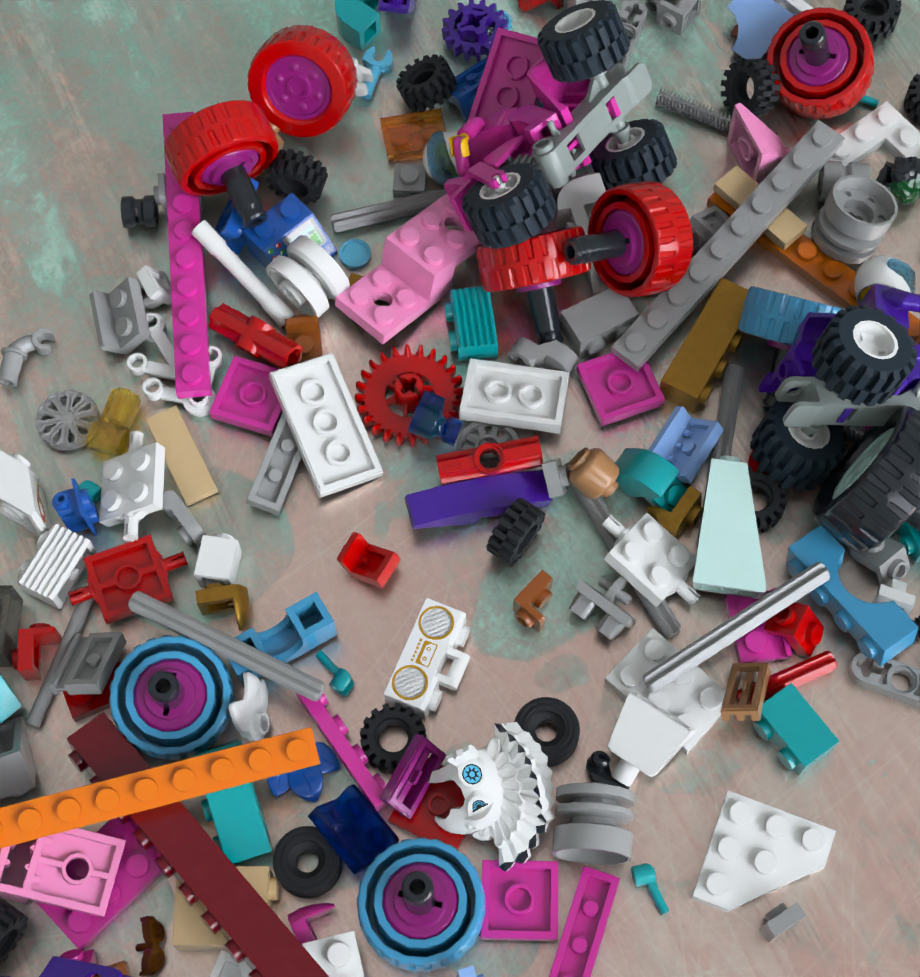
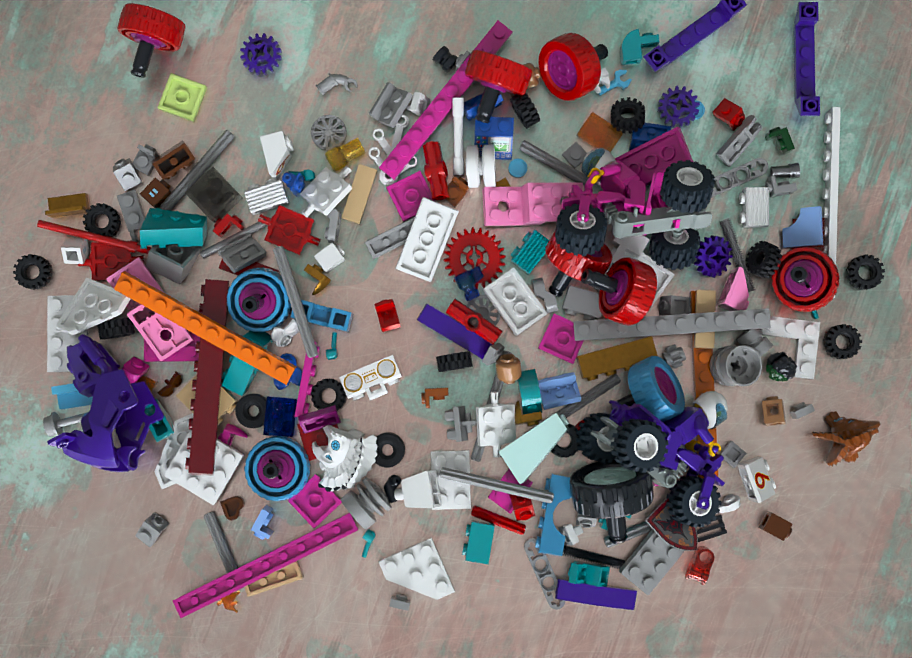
camera: 45 degrees right, 20 degrees up
(677, 52) = (755, 207): none -> white brick
(692, 137) = (713, 256): none -> dark purple gear
(743, 709) = (463, 518): medium nougat tile -> none
(773, 277) = (674, 356): none -> light grey gear

